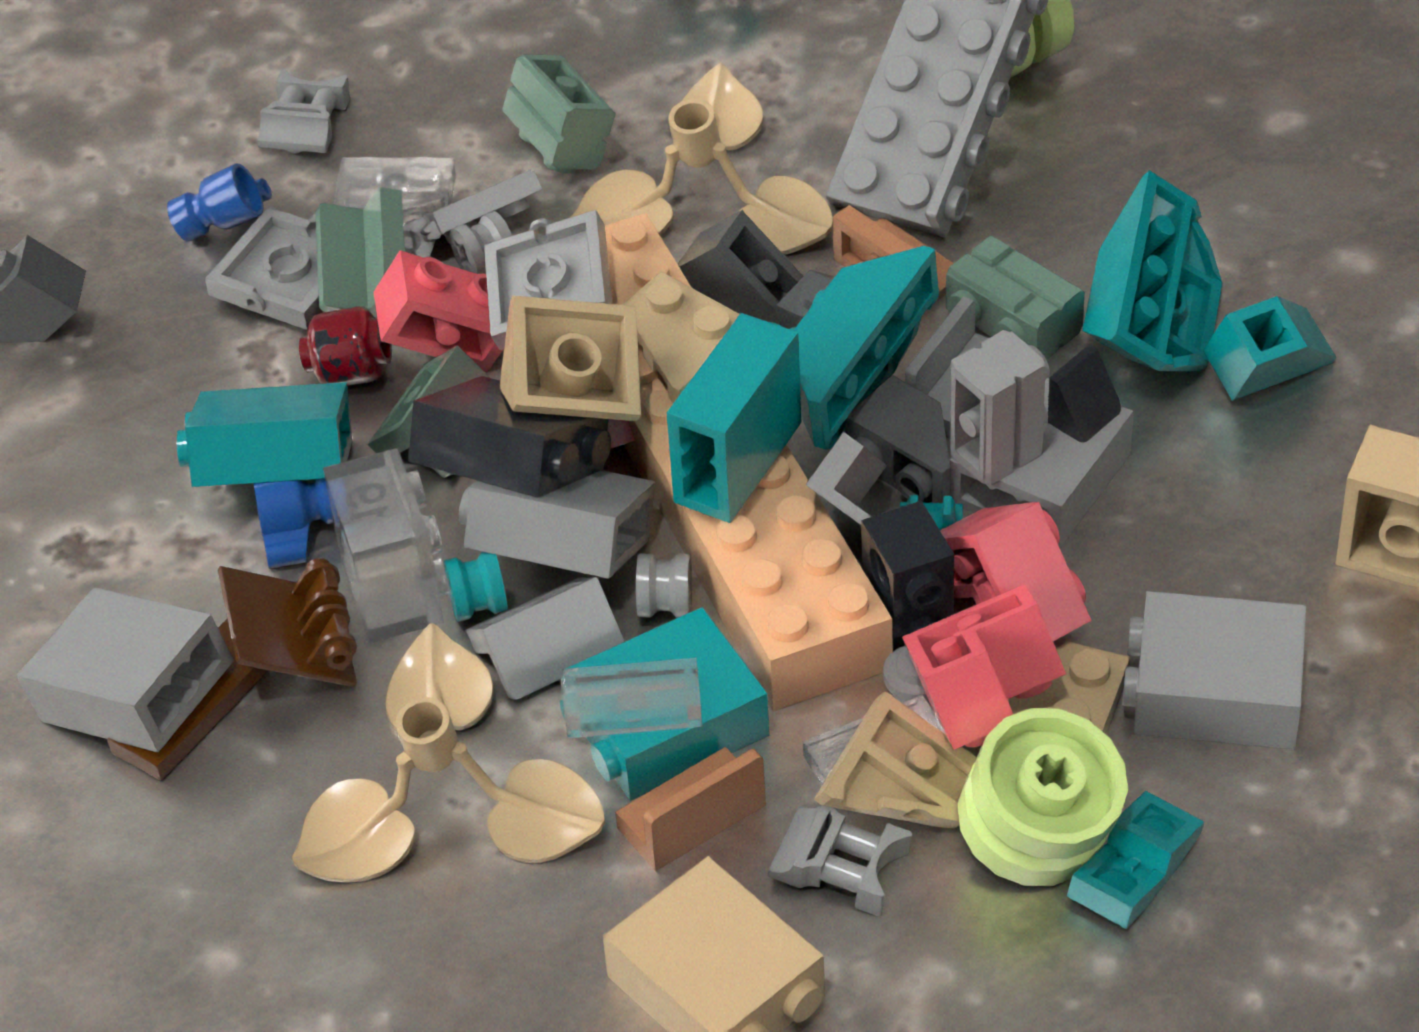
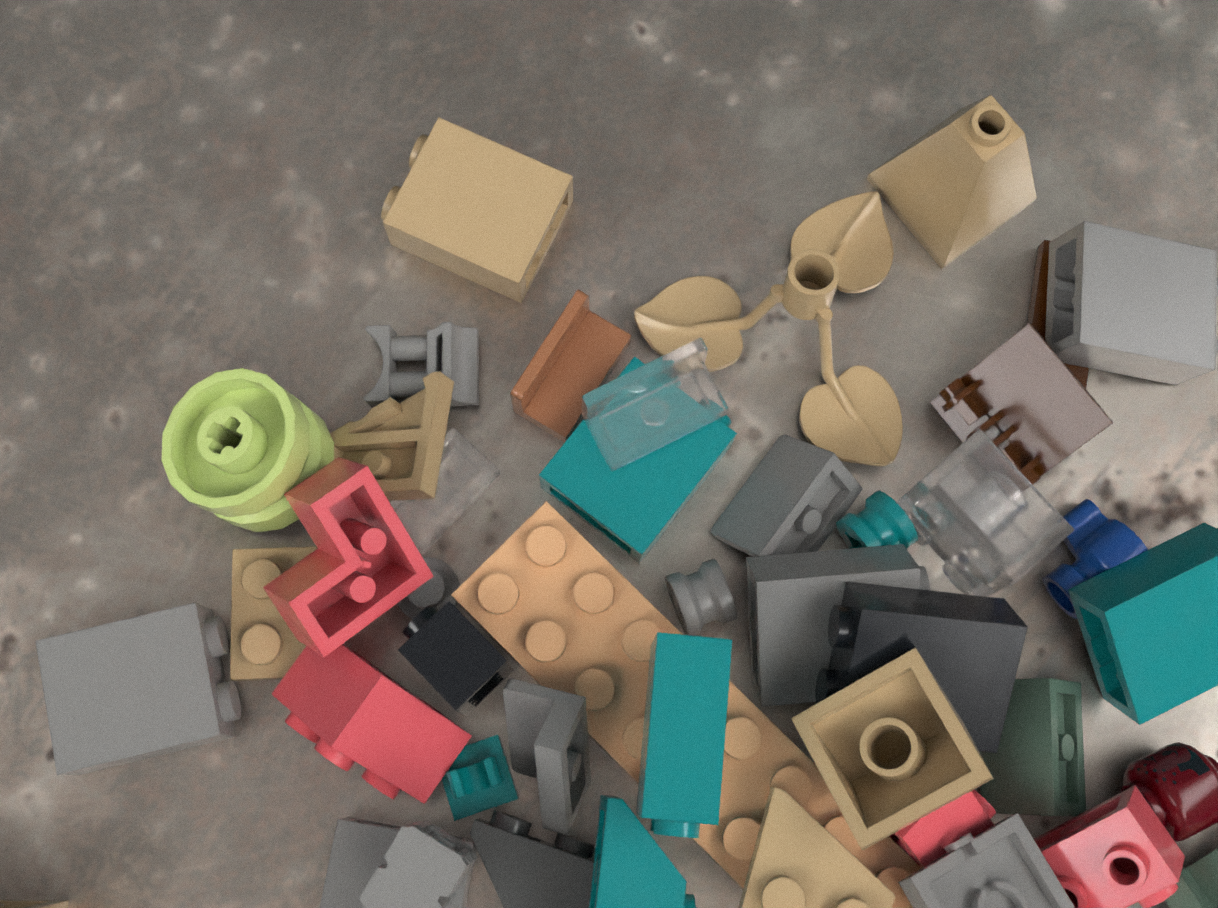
camera: 150 degrees right, 30 degrees up
(204, 833) = (959, 180): none -> tan slope
(1136, 860) = (144, 485): teal slope -> none

